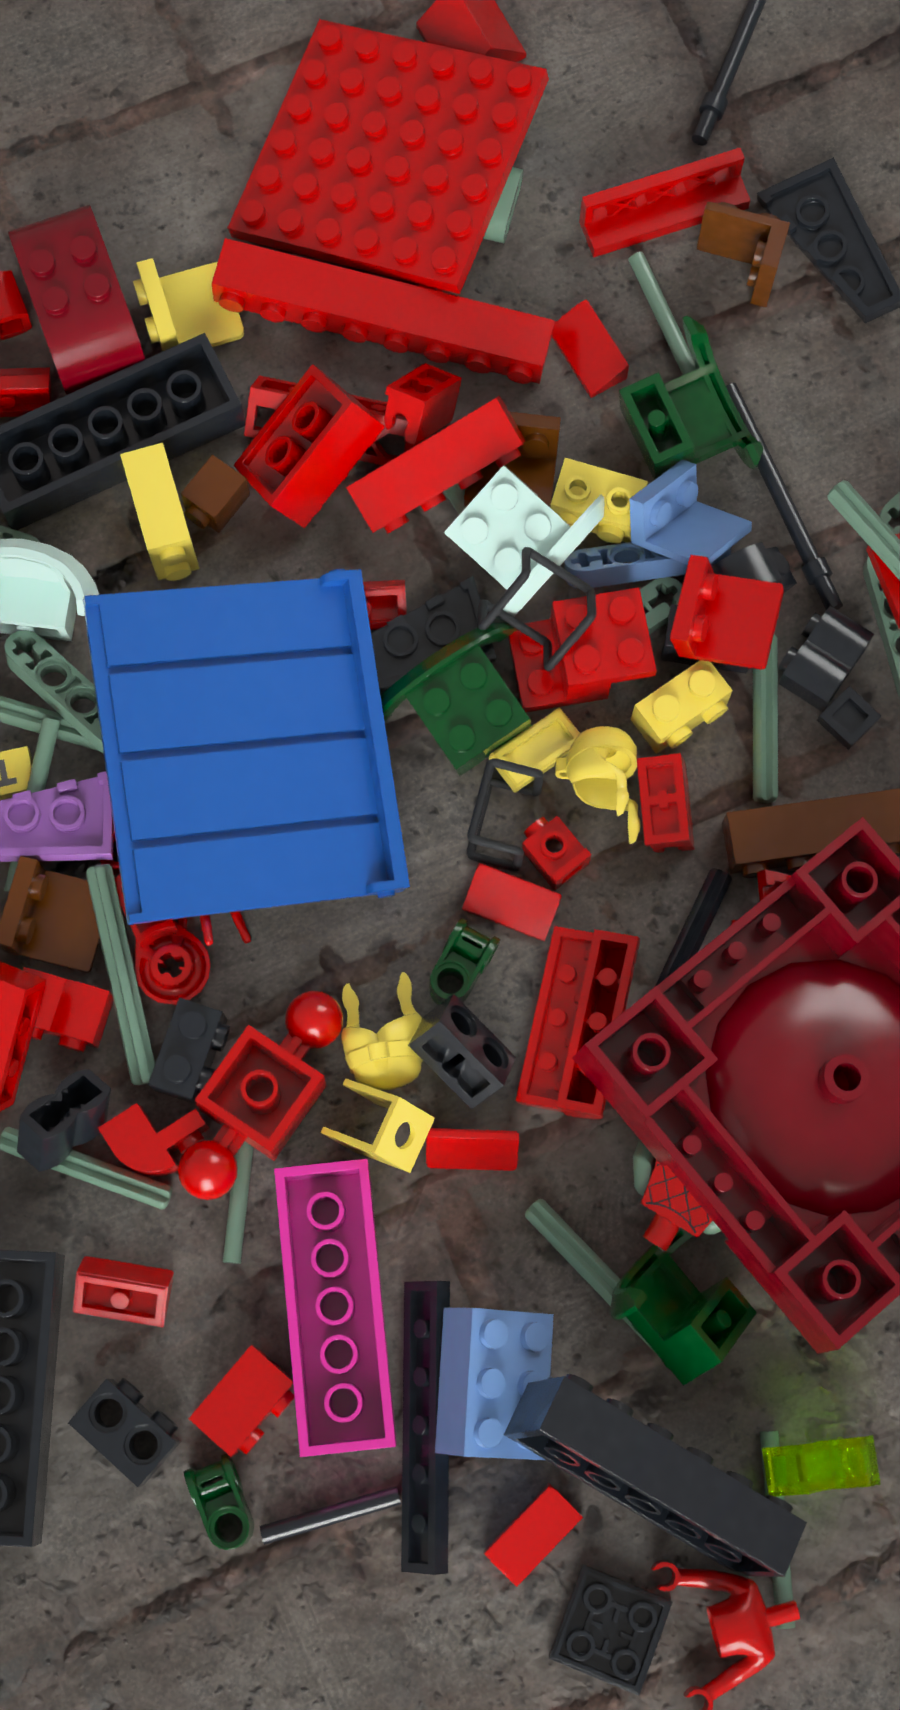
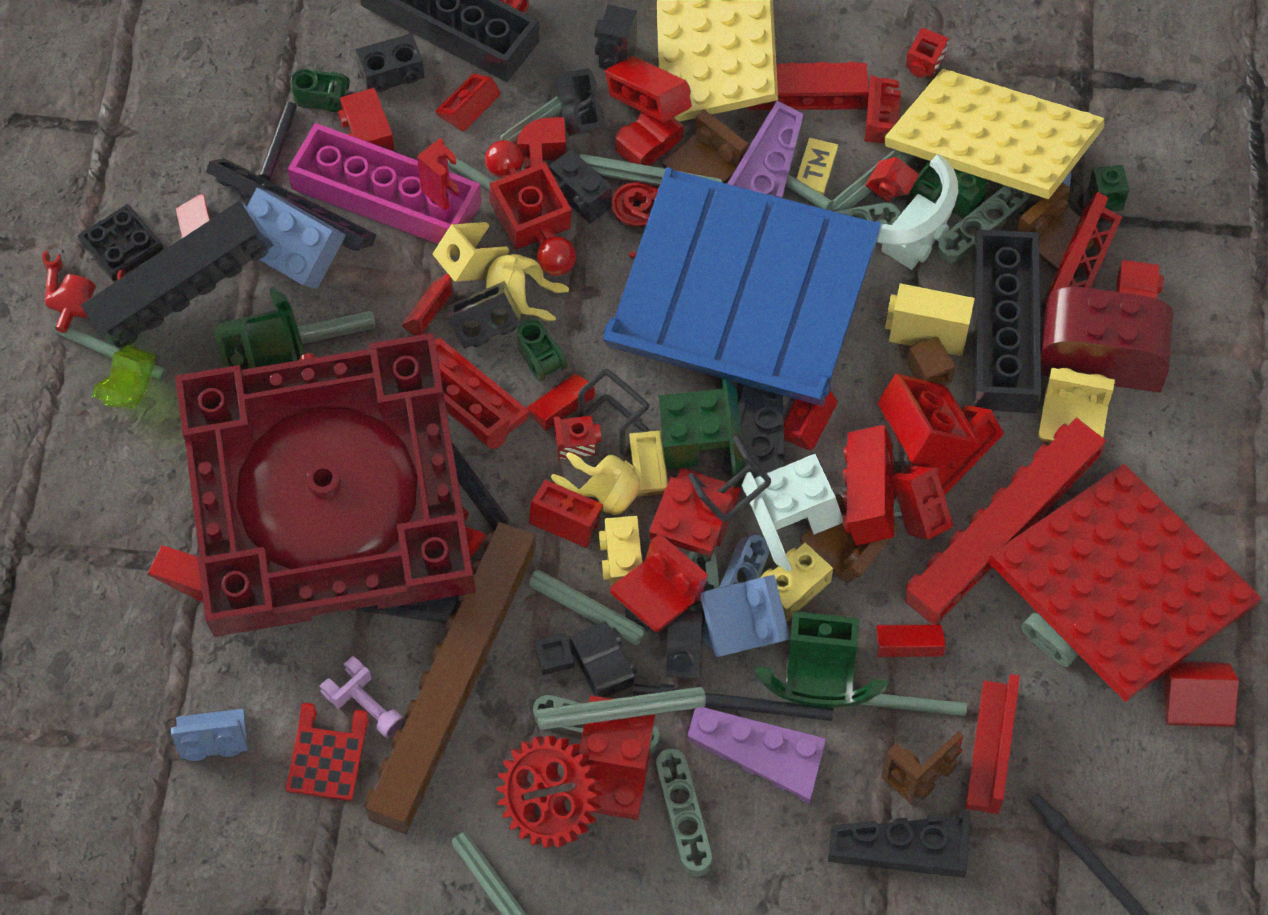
camera: 120 degrees right, 15 degrees down
(315, 1215) = (435, 173): none -> red hinge
(816, 435) = (773, 752): none -> medium lavender wing

